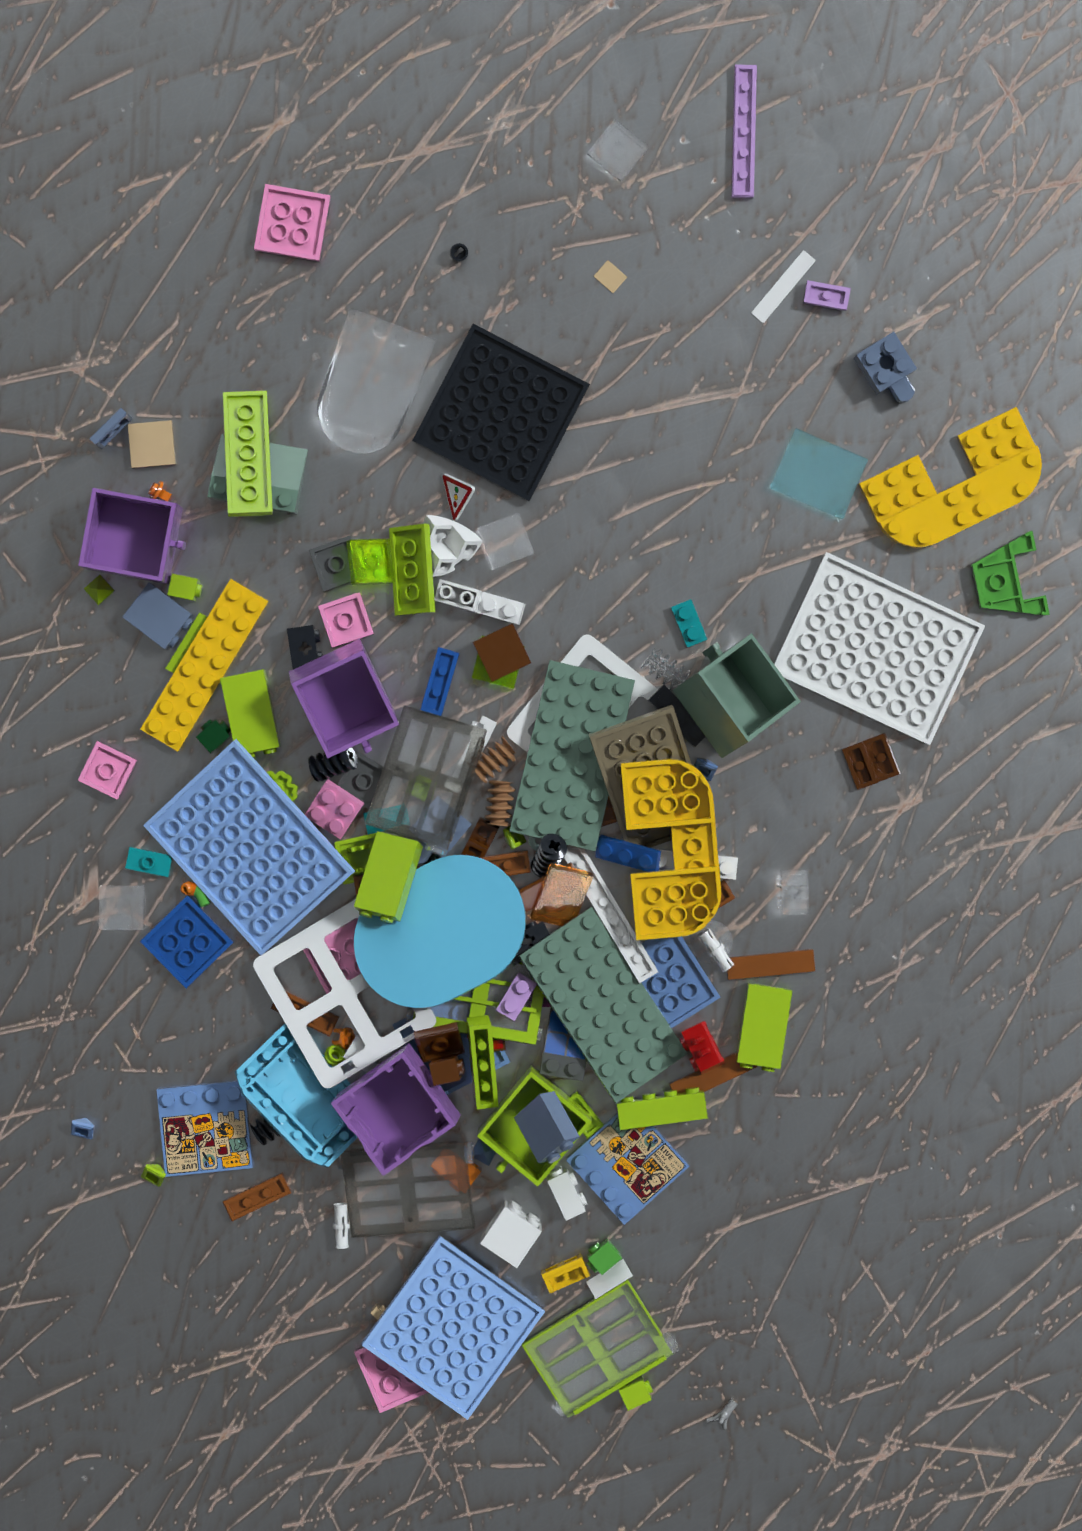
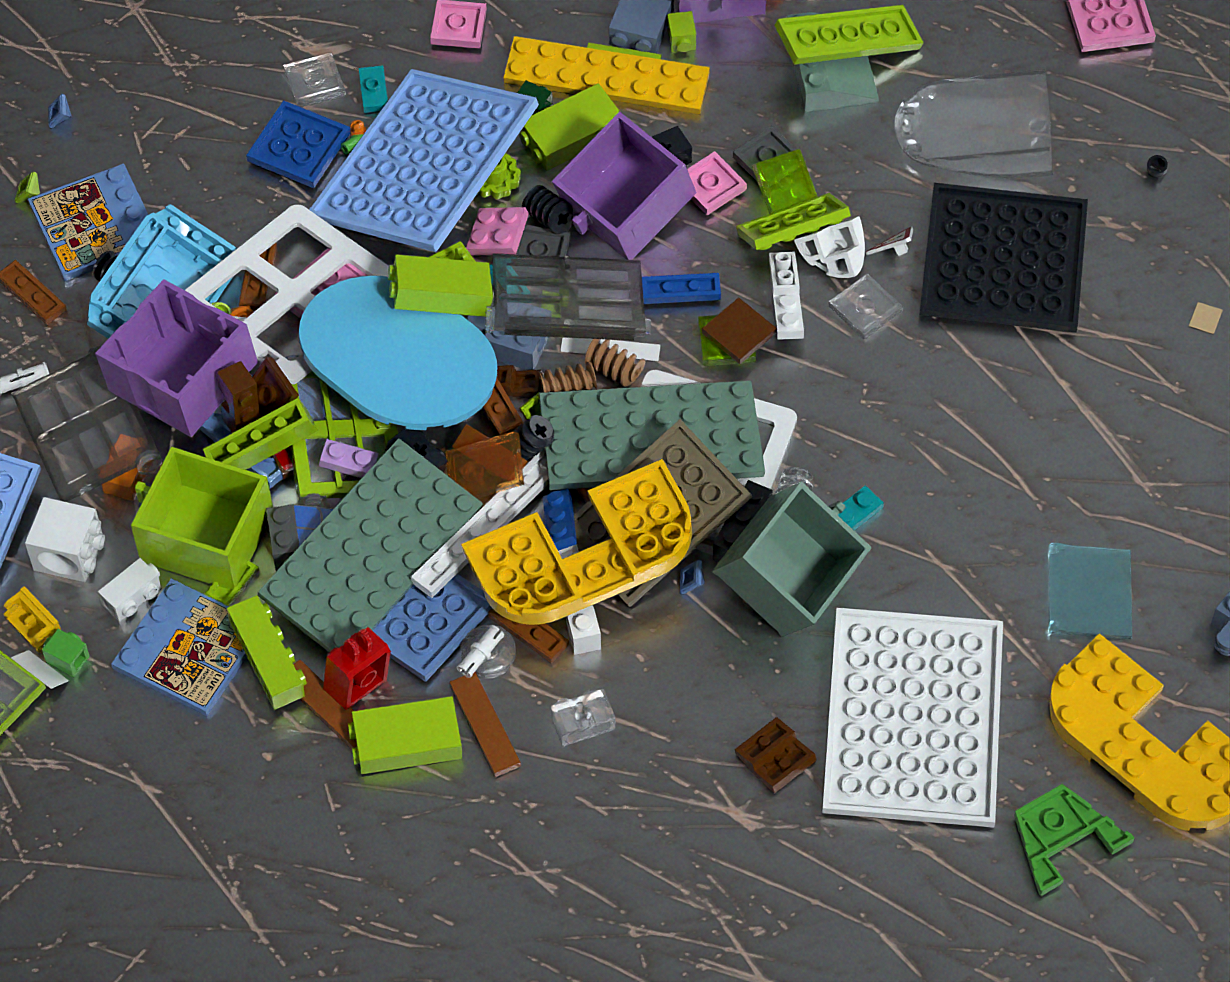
camera: 75 degrees right, 30 degrees down
(546, 1127) = (205, 506): sand blue brick -> none

